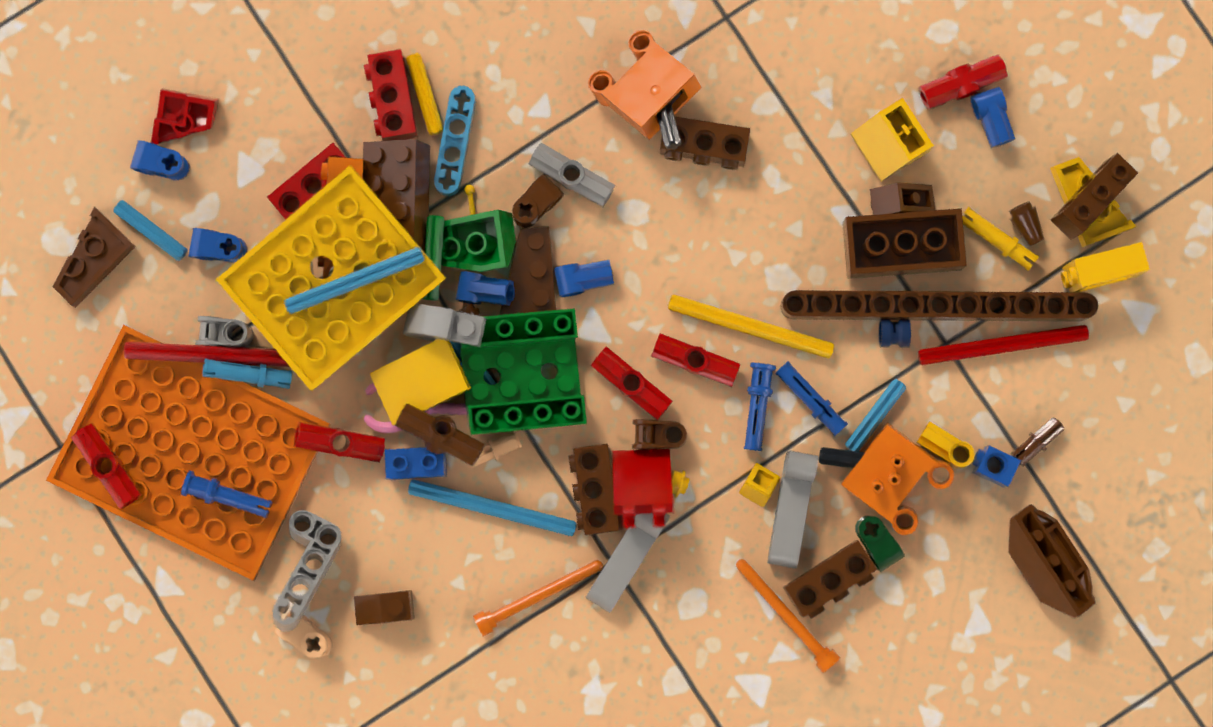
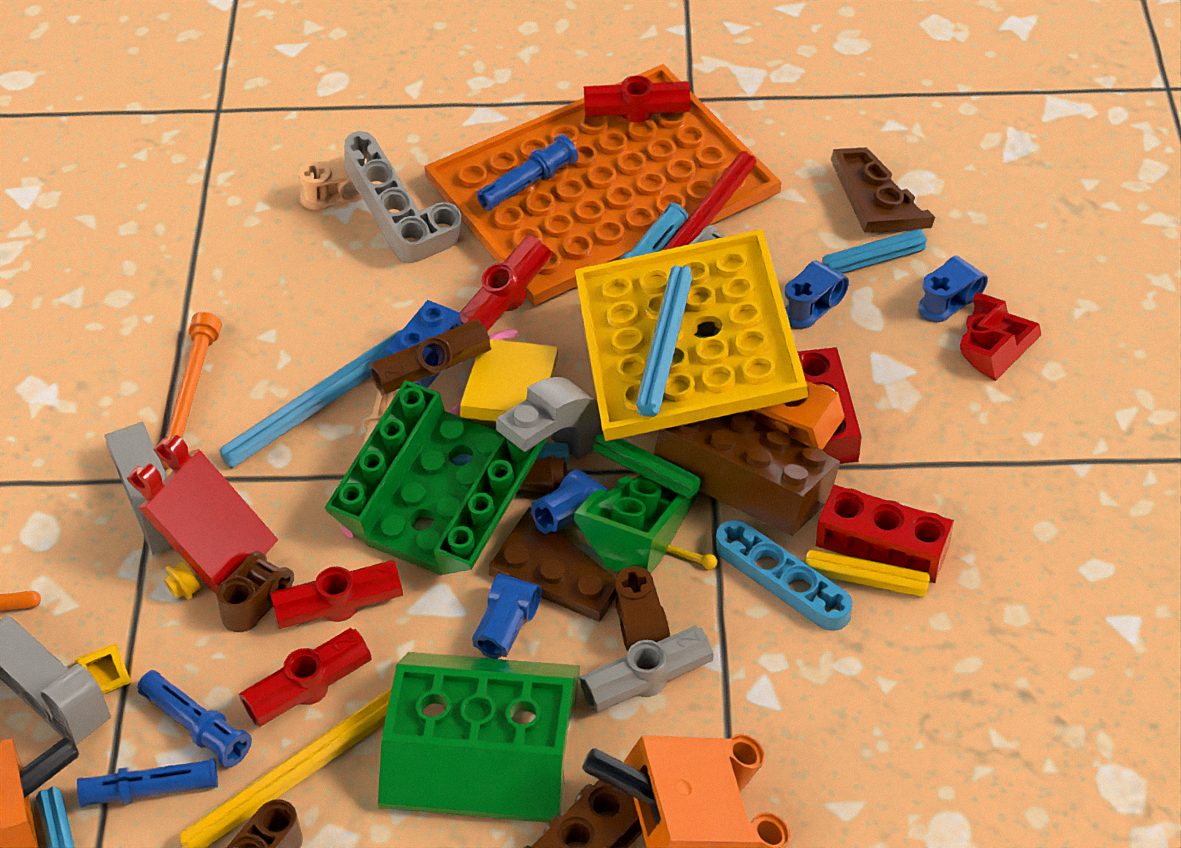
camera: 120 degrees right, 35 degrees down
(384, 607) = (295, 259): reddish brown slope -> none
(602, 475) = (277, 499): reddish brown brick -> none
(648, 245) = (474, 753): none -> green slope

